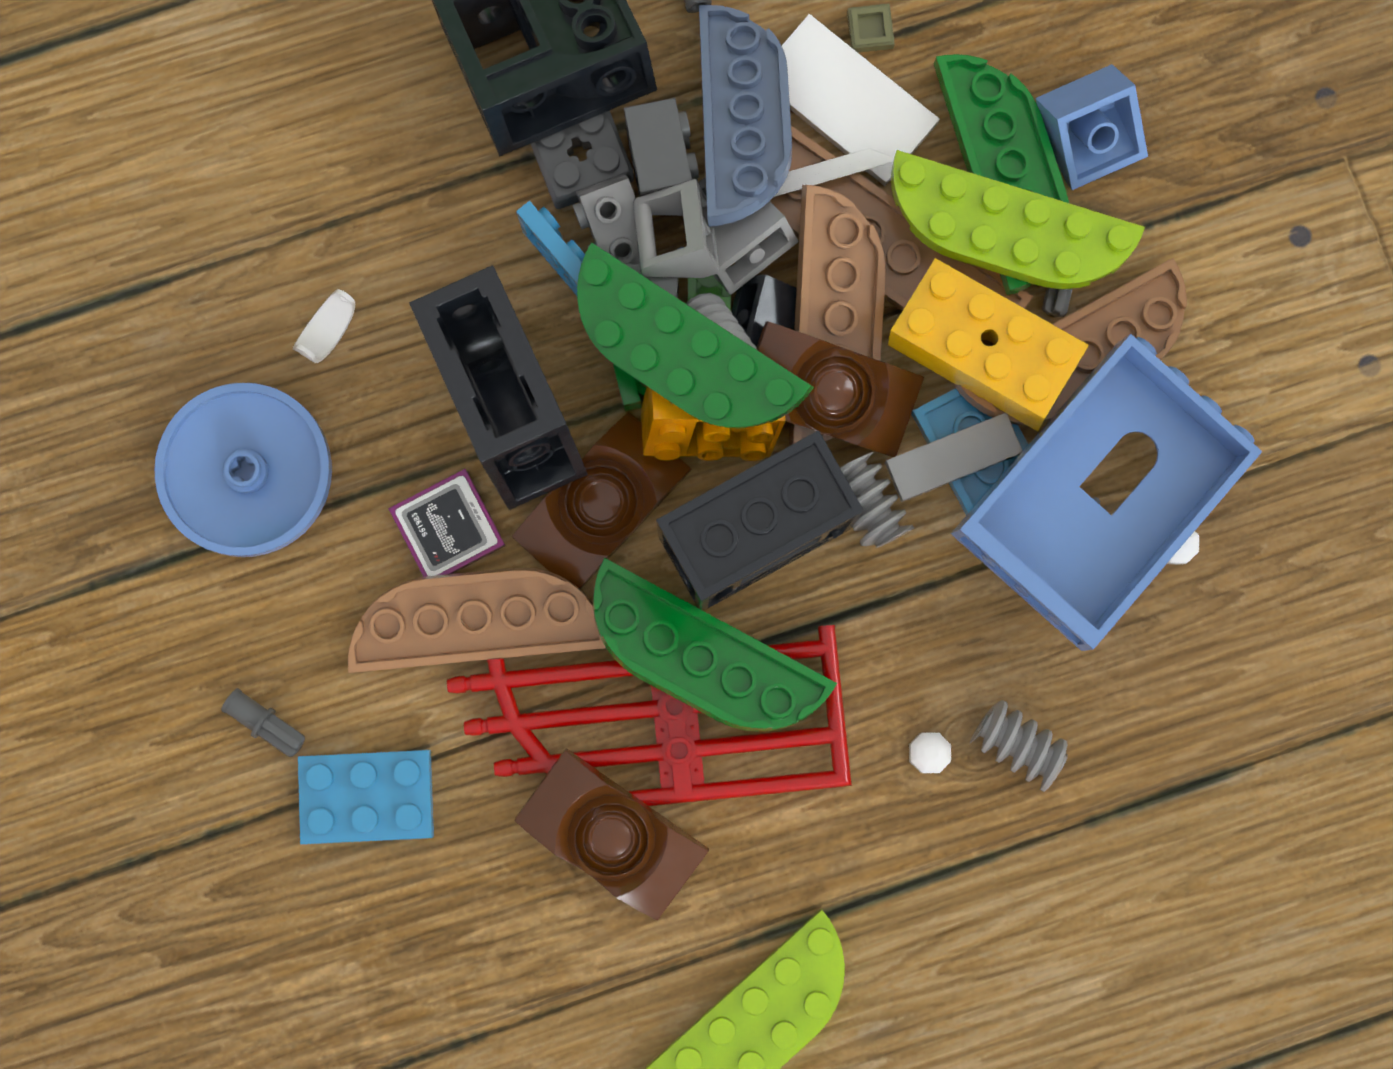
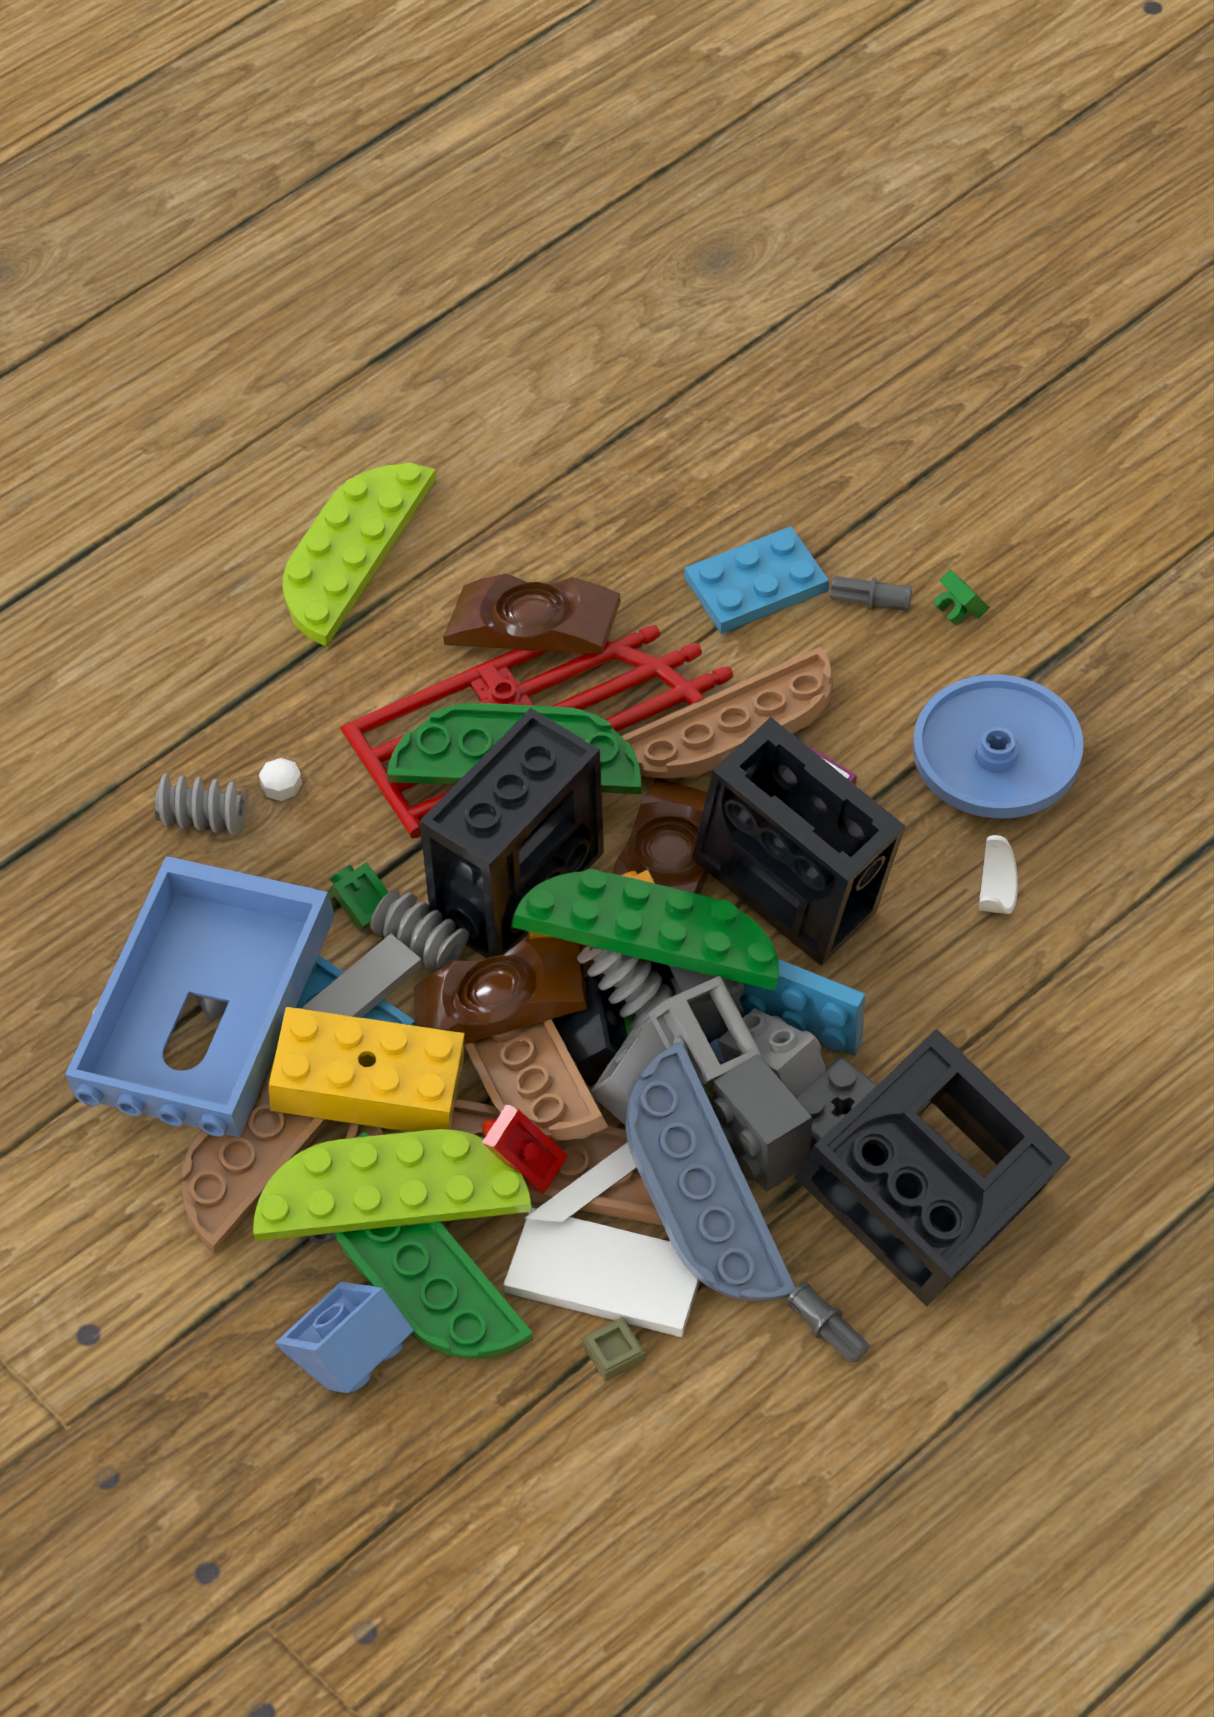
camera: 160 degrees right, 30 degrees down
(177, 673) = (961, 596): none -> green tile
(888, 204) = (523, 1147): none -> red tile
(908, 576) = (358, 893): none -> green bracket

